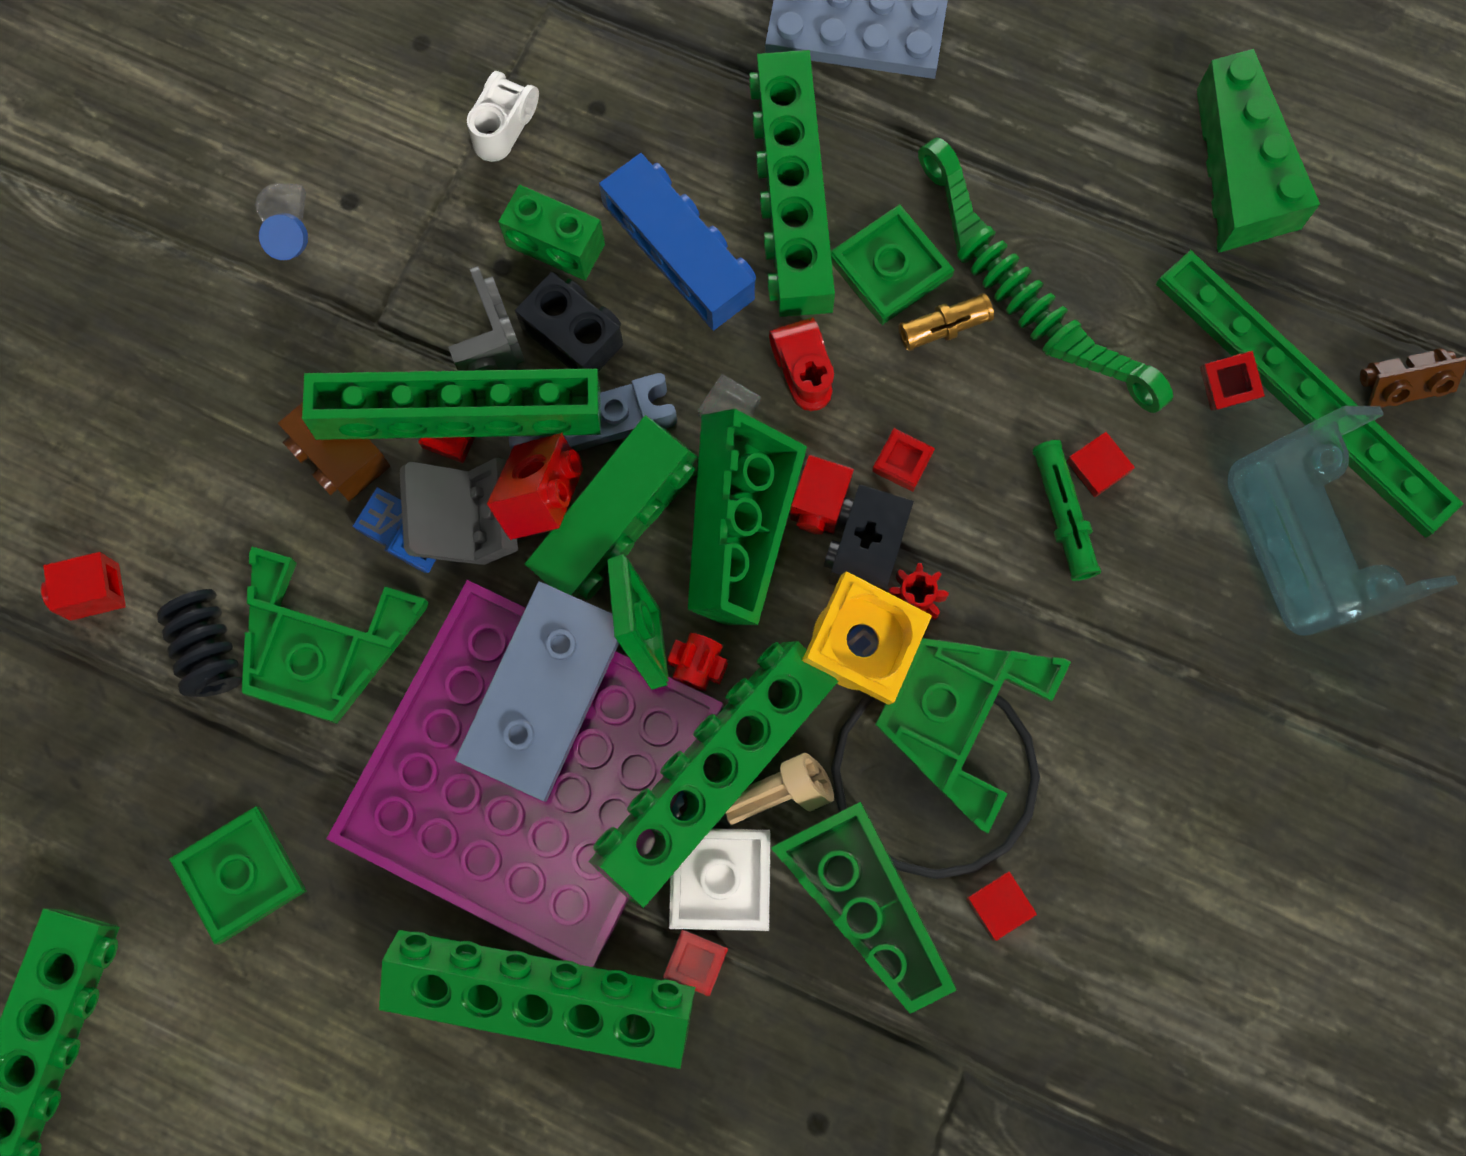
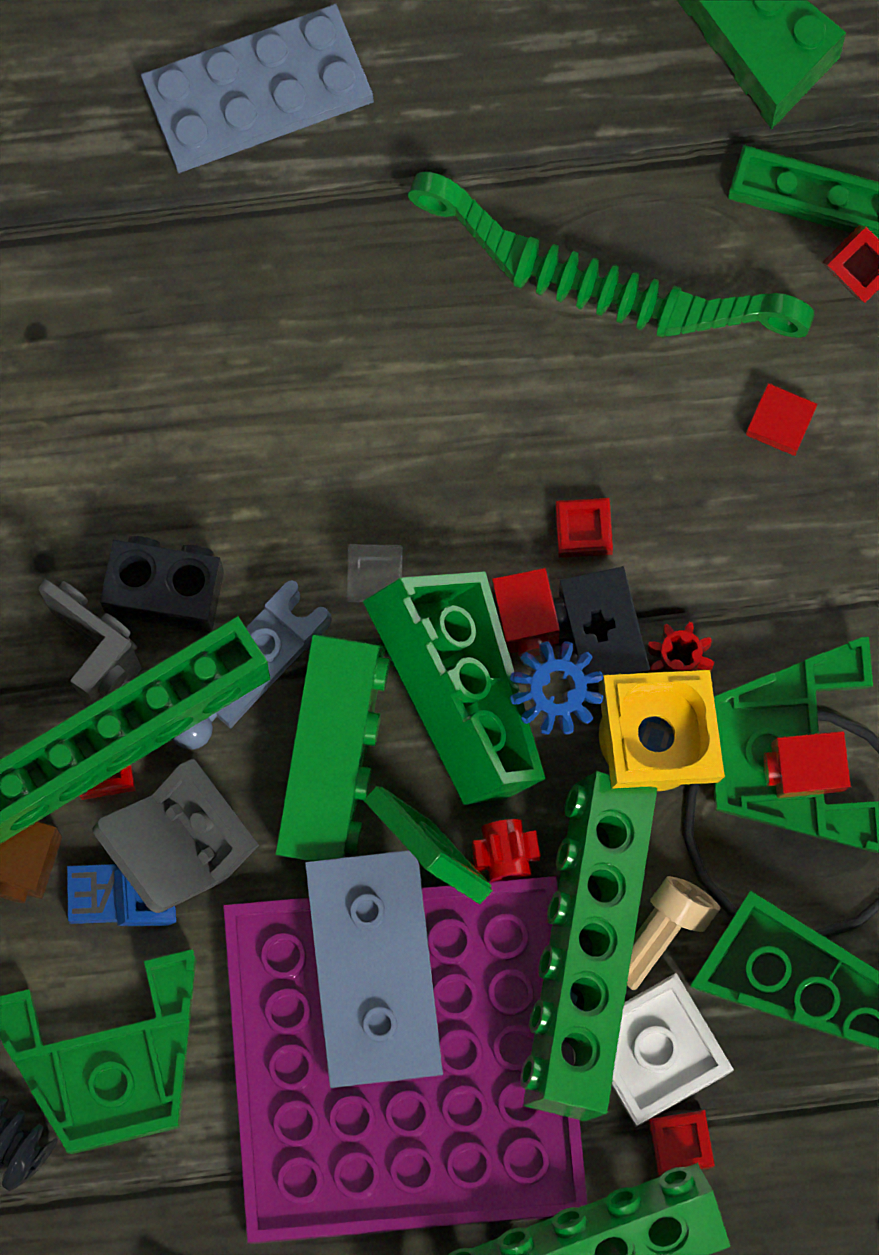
camera: 30 degrees left, 0 degrees up
(535, 486) = (240, 769): red brick -> none
(552, 232) = (82, 496): green brick -> none
(678, 240) = (217, 430): blue brick -> none
(790, 79) = (231, 190): green brick -> none
(796, 546) = (571, 699): none -> blue gear
(803, 358) = (418, 478): red piece -> none
(891, 264) = (449, 330): green tile -> none
(946, 322) = (542, 360): pearl gold pin -> none
(964, 731) = (808, 765): none -> red brick
(1052, 461) = (820, 530): green pin -> none

